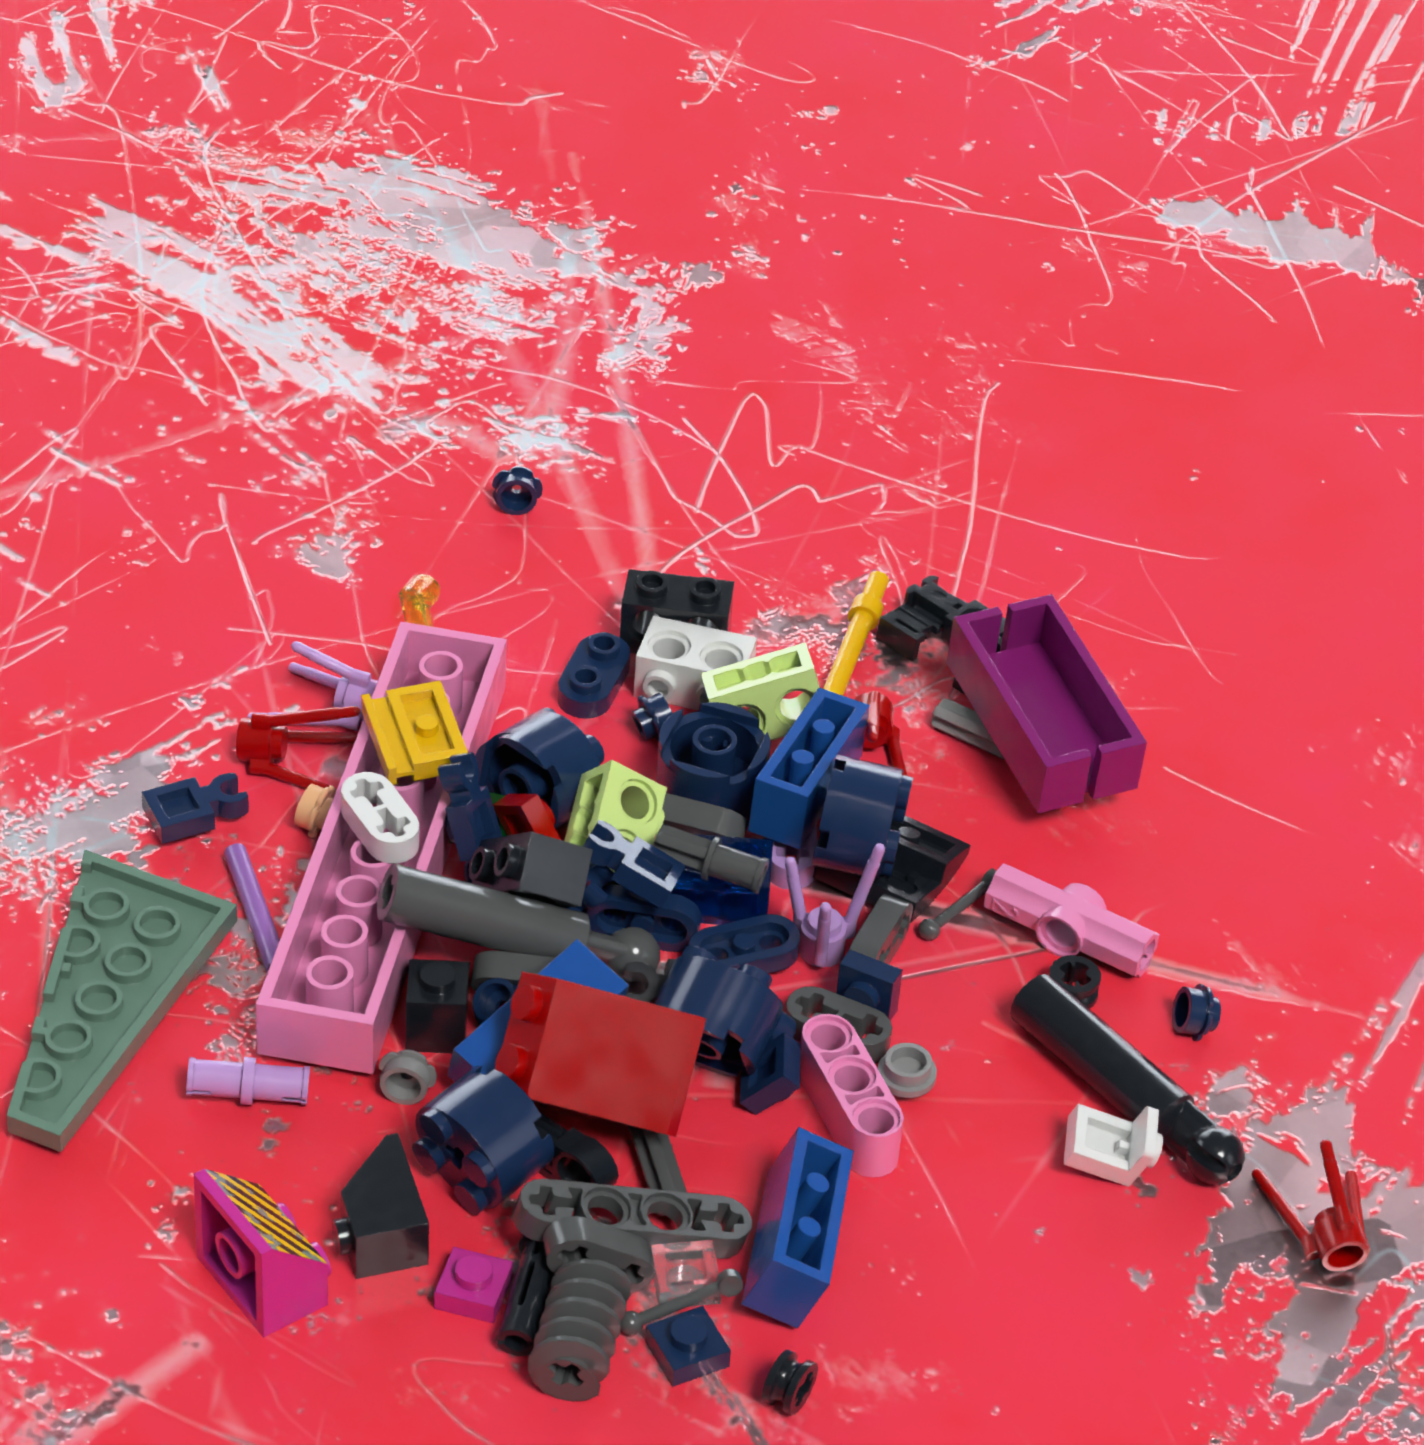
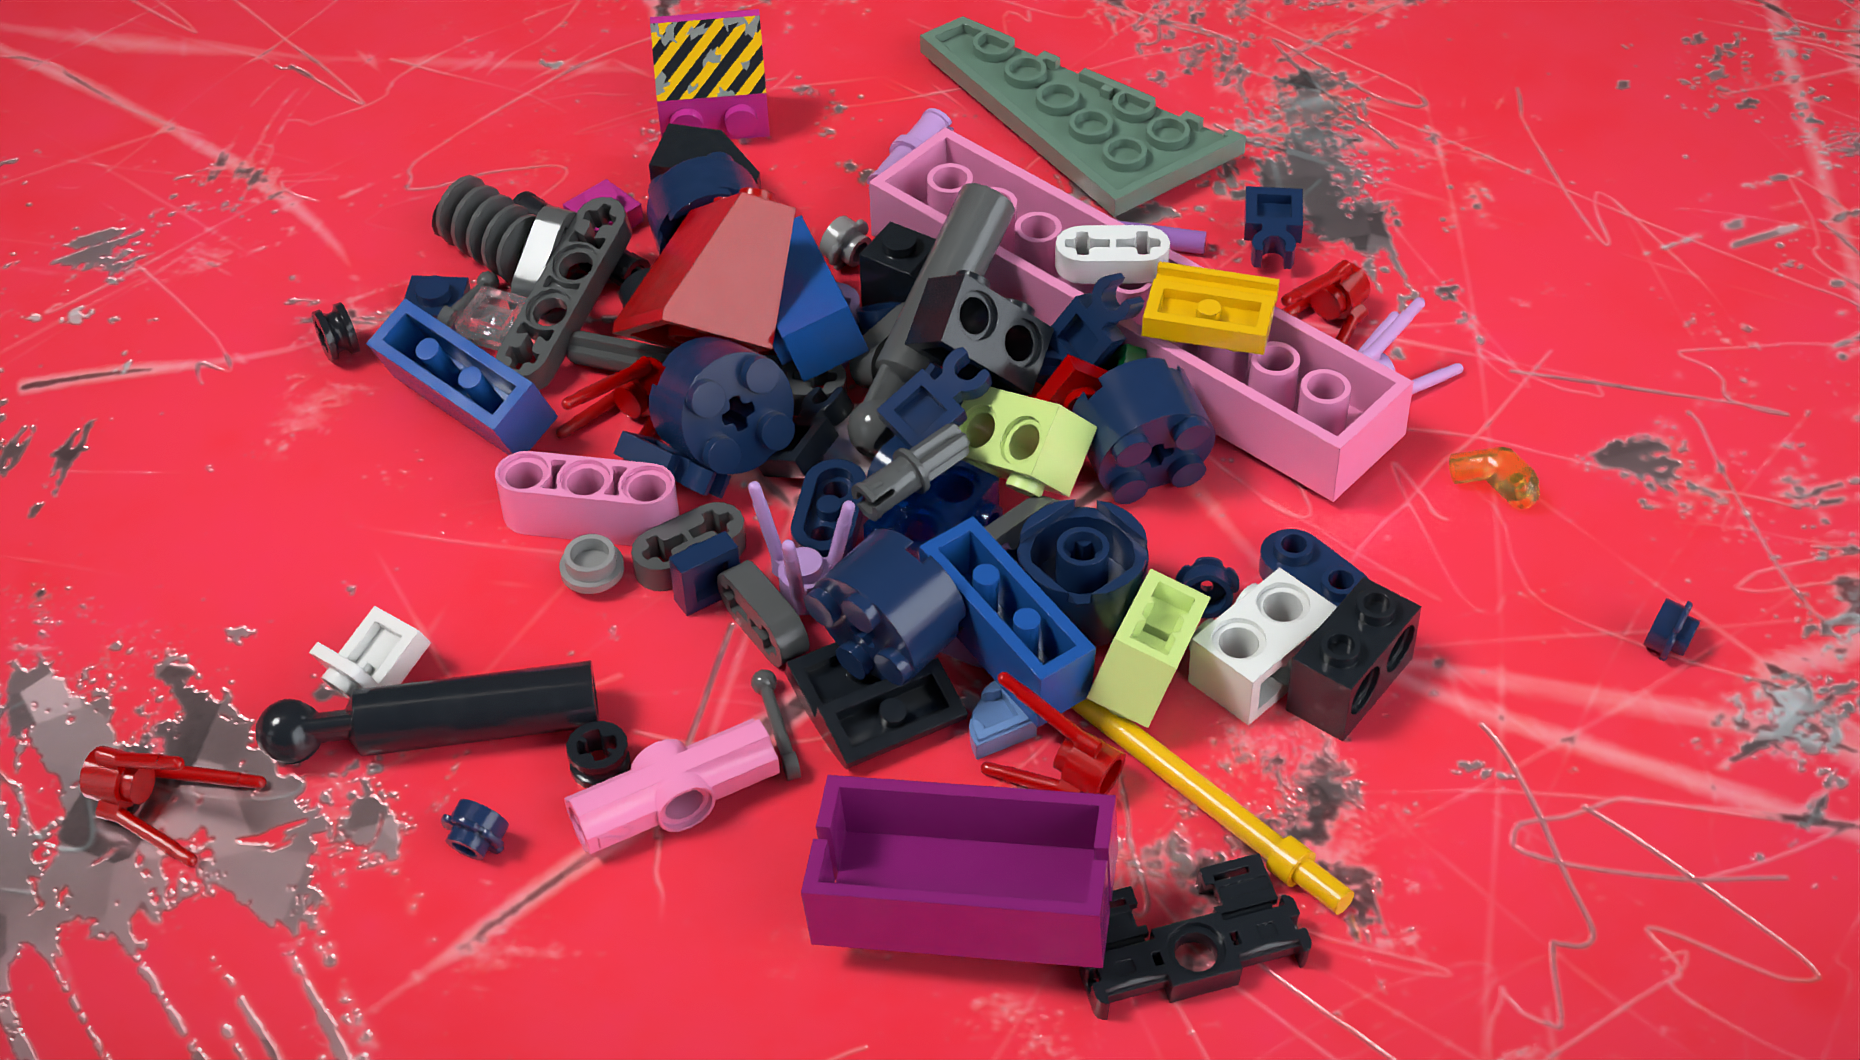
camera: 125 degrees right, 5 degrees up
(704, 1119) = (630, 395): none -> red plant

